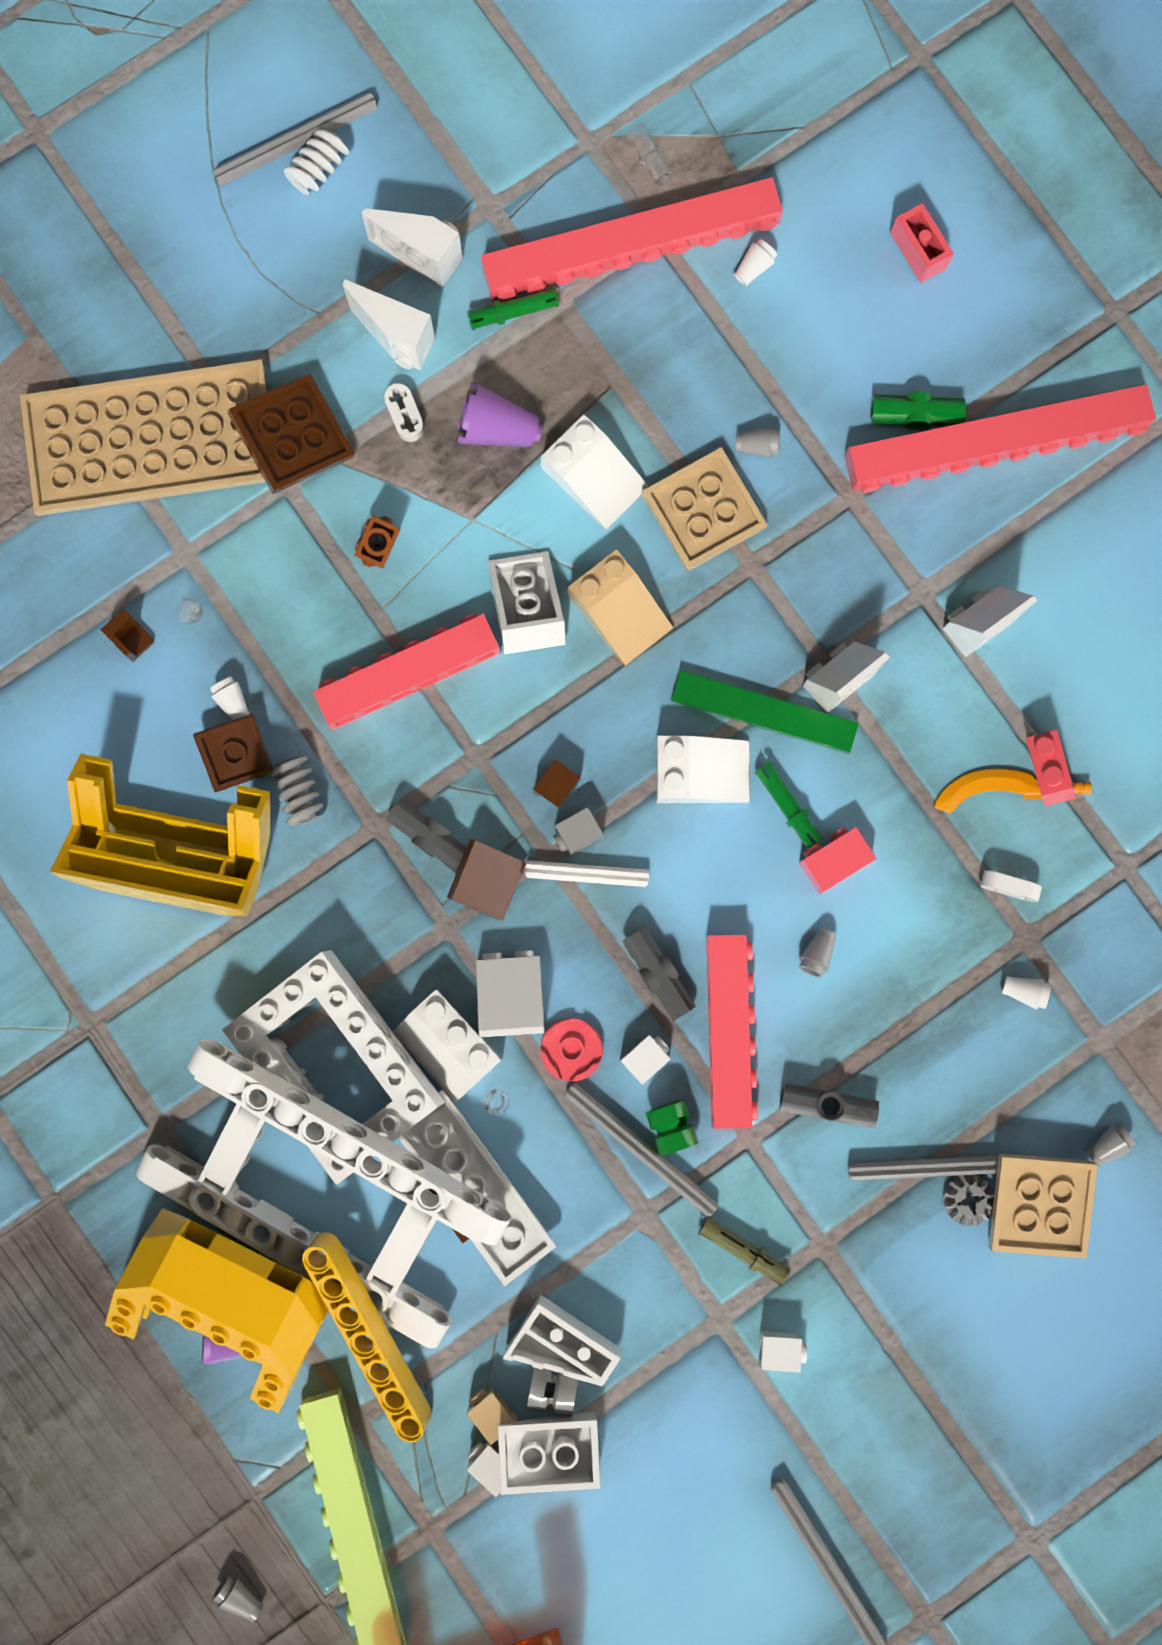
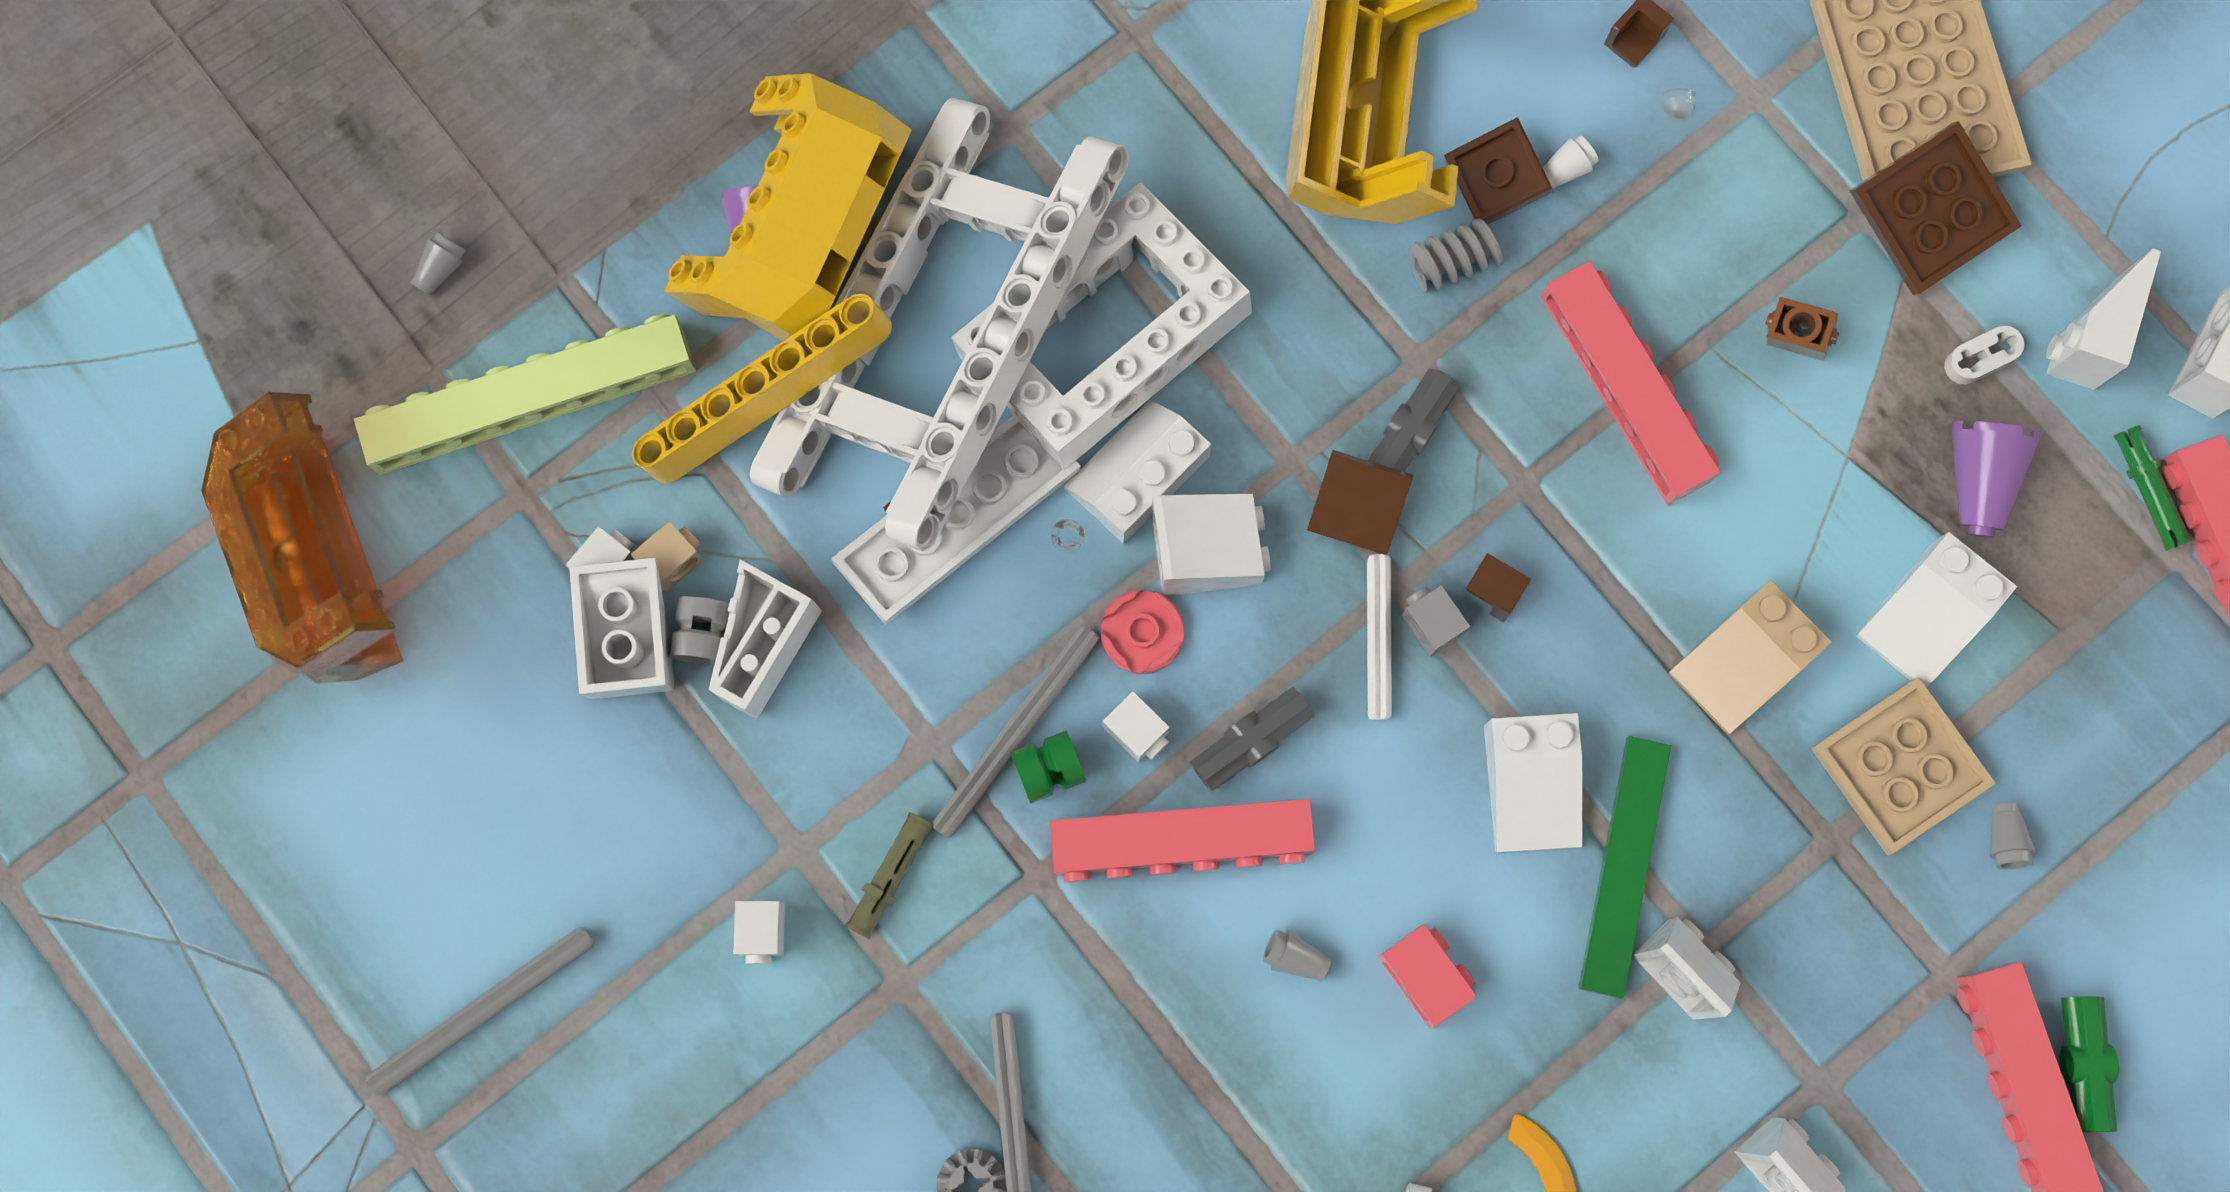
camera: 90 degrees right, 5 degrees down
(527, 602) = (1740, 531): white slope -> none
(789, 805) = (1496, 906): green pin -> none
(849, 1108) = (1091, 950): dark grey piece -> none

